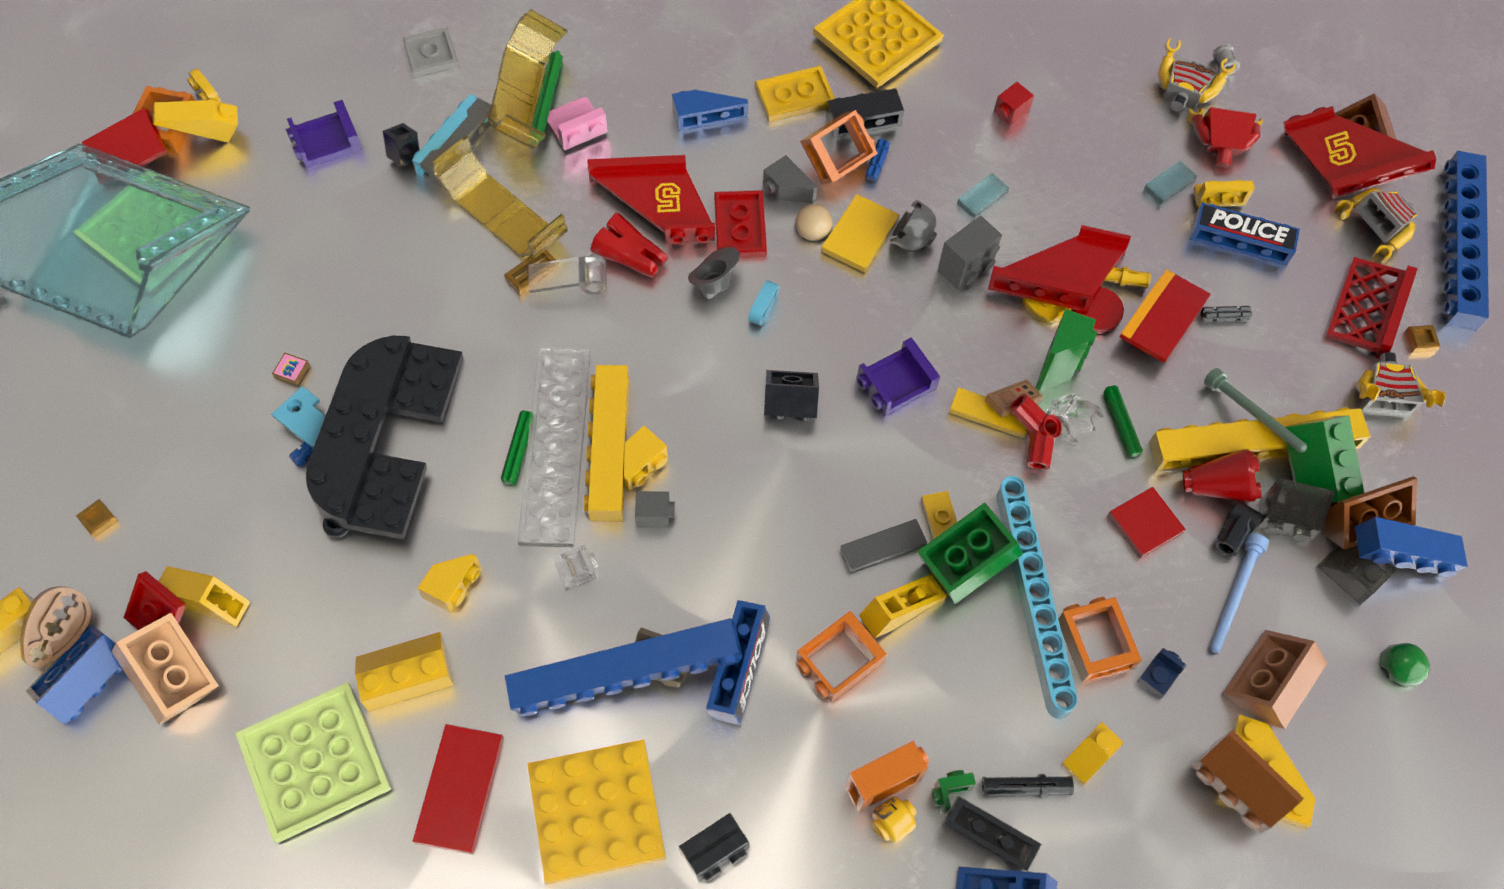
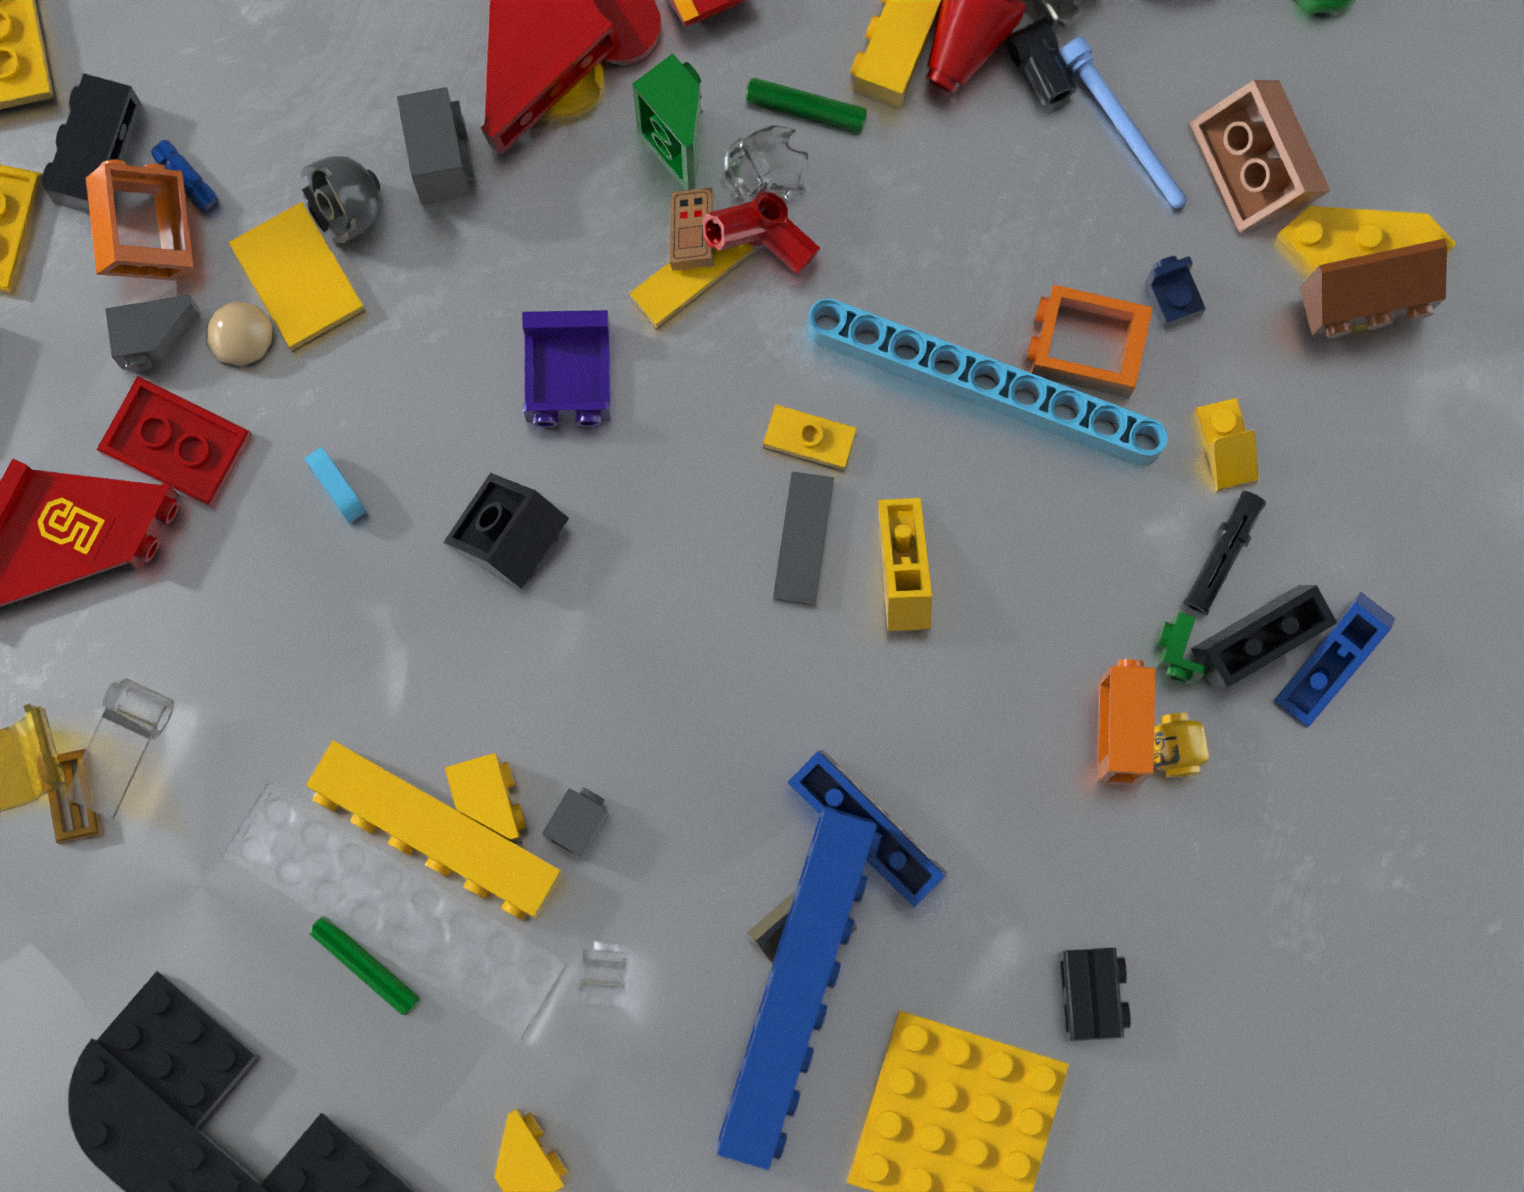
camera: 60 degrees left, 15 degrees up
(627, 246) = (122, 630): red piece -> none
(714, 272) = (242, 525): dark grey piece -> none
(863, 641) = (924, 646): orange window -> none
(970, 552) = (891, 434): green brick -> none
(983, 195) = (338, 61): clear light blue tile -> none
(1146, 522) = (965, 171): red tile -> none

